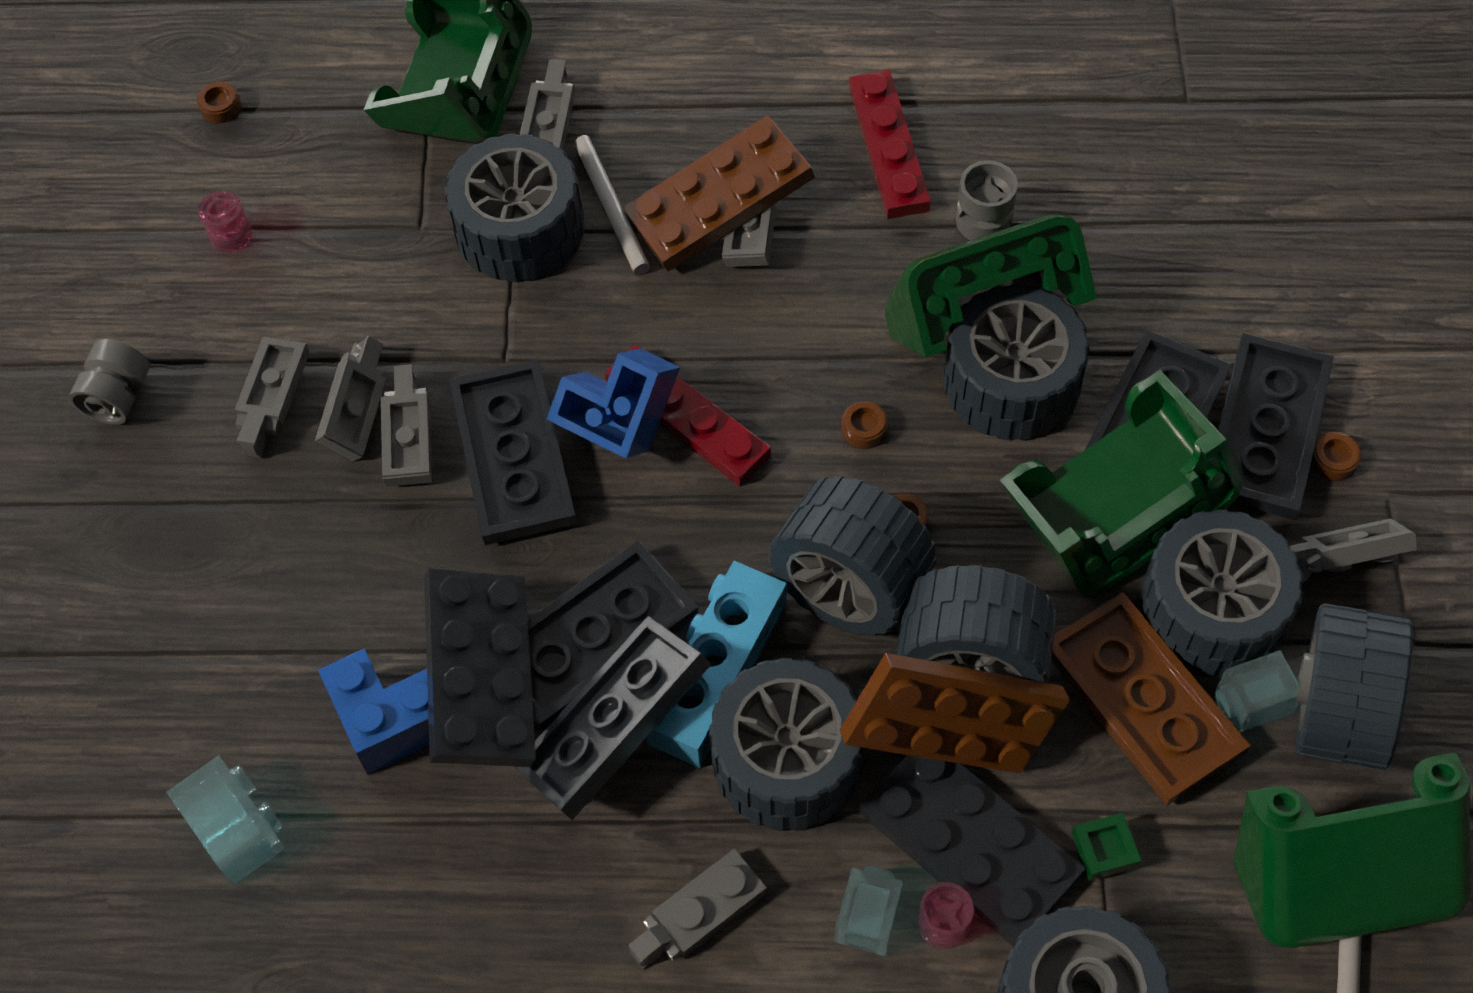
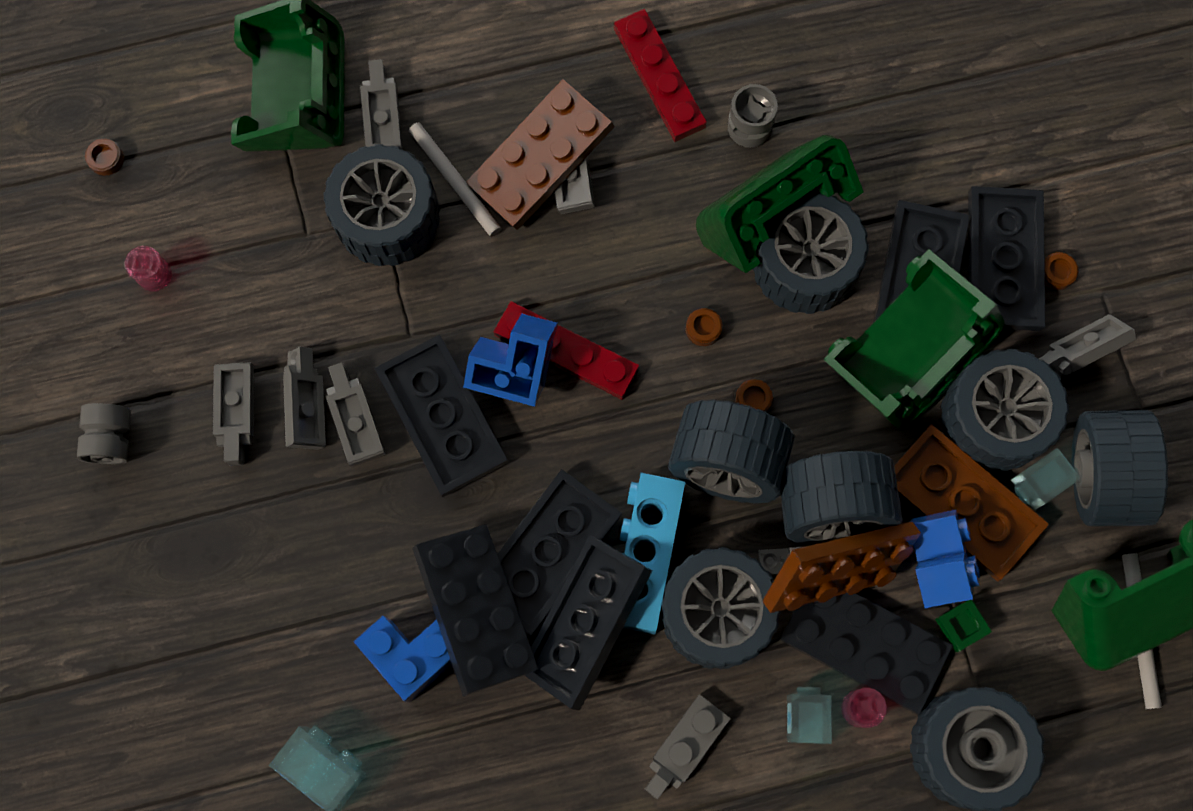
camera: 15 degrees left, 15 degrees up
(1095, 747) = (943, 562): none -> blue brick

